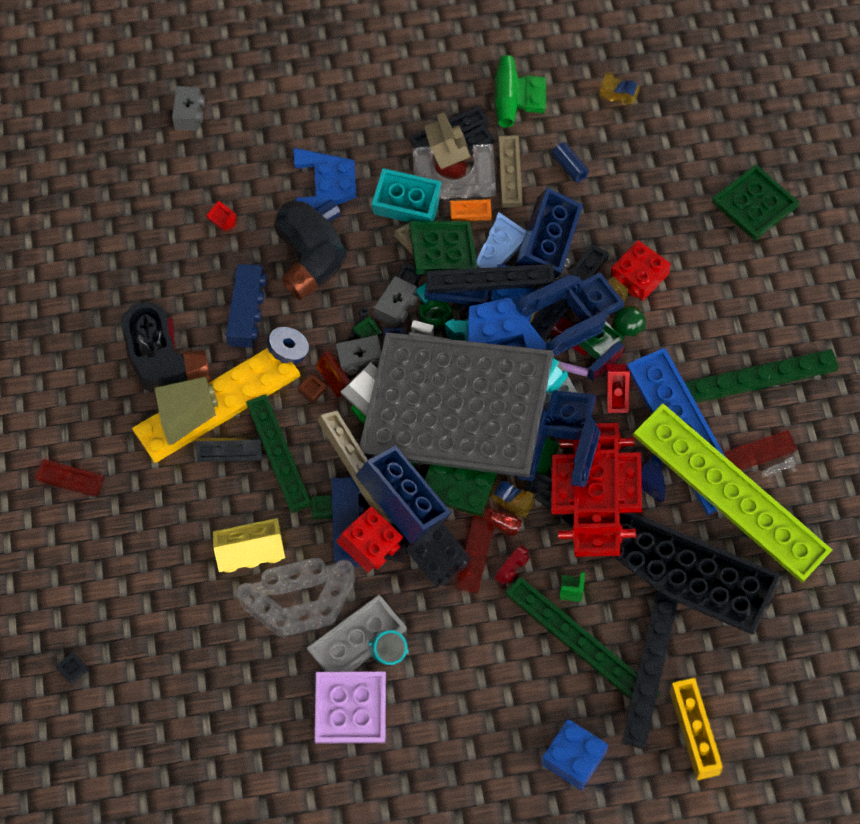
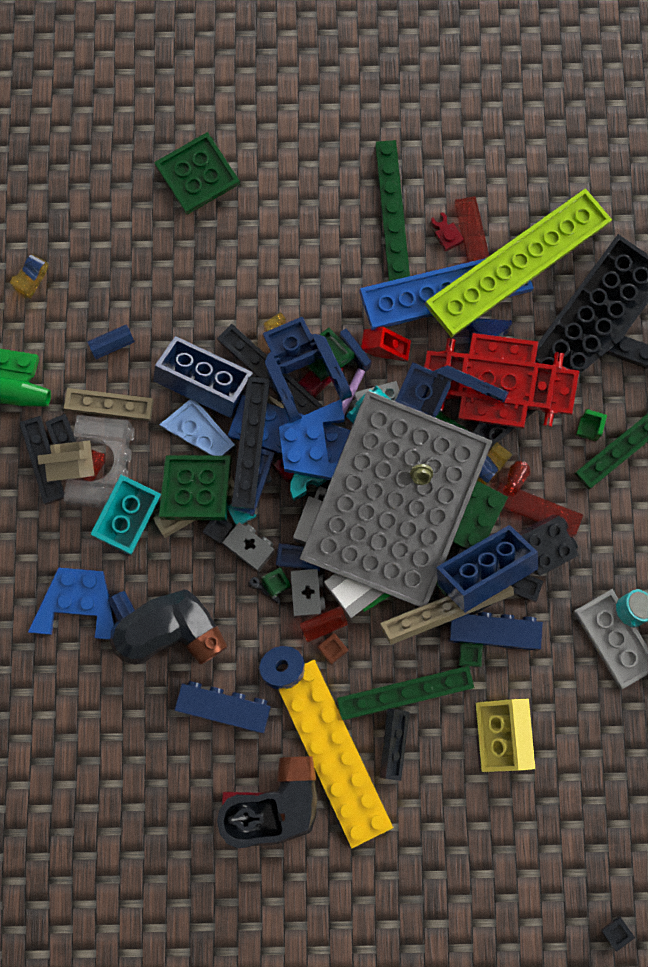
camera: 85 degrees left, 15 degrees up
(69, 478) = (398, 923): clear red tile -> none
(185, 407) = (351, 787): olive slope -> none
(222, 217) = (103, 722): red plate -> none
(261, 589) = (590, 722): clear piece -> none
(370, 540) = (531, 608): red brick -> none
(422, 328) = (288, 524): white tile -> none
(435, 313) = (271, 508): dark green hair -> none
(471, 210) = (149, 453): orange plate -> none
(480, 413) = (421, 474): none -> olive plate
(508, 570) = (557, 472): dark red plate -> none
(629, 321) = (314, 318): dark green hair -> none
(640, 270) = (259, 296): red brick -> none
(748, 430) = (447, 234): none -> dark red plate
(789, 463) = (487, 205): clear piece -> none

